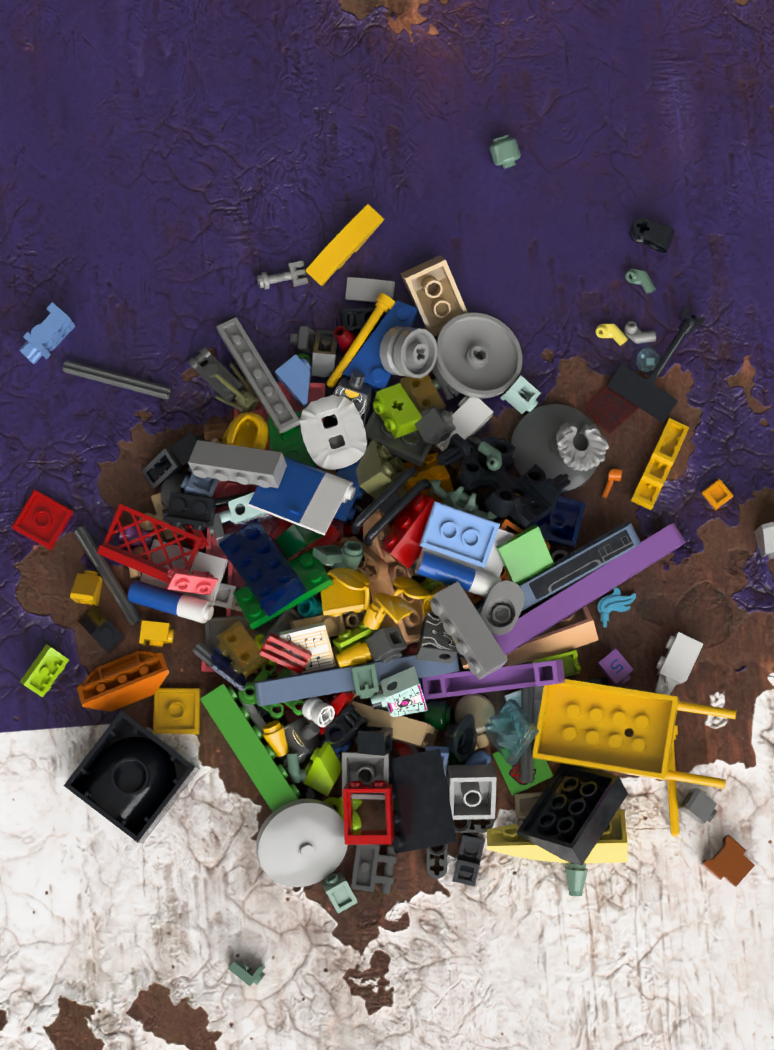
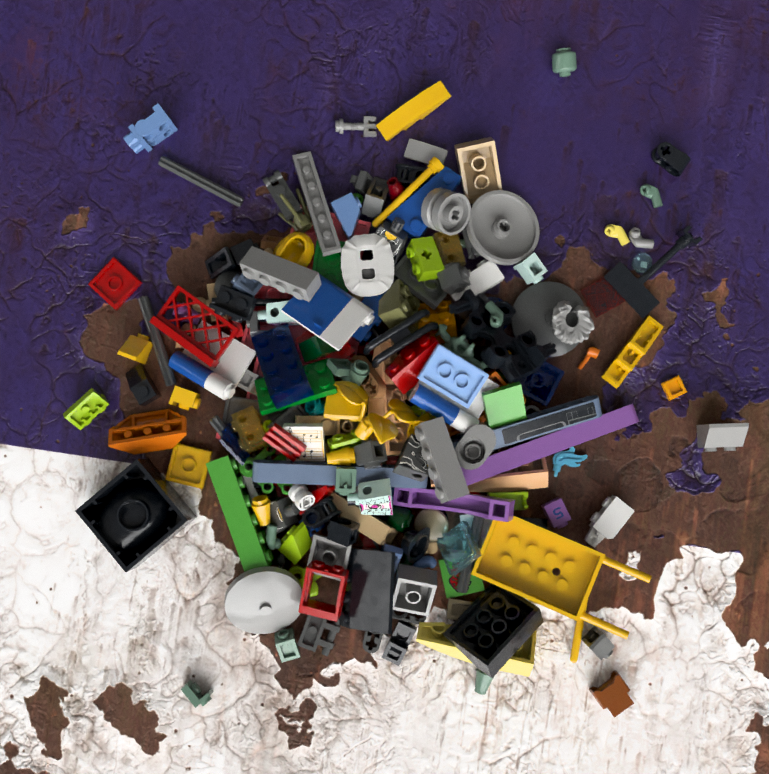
camera: 15 degrees right, 5 degrees up
(196, 582) = (227, 365): coral hinge -> none

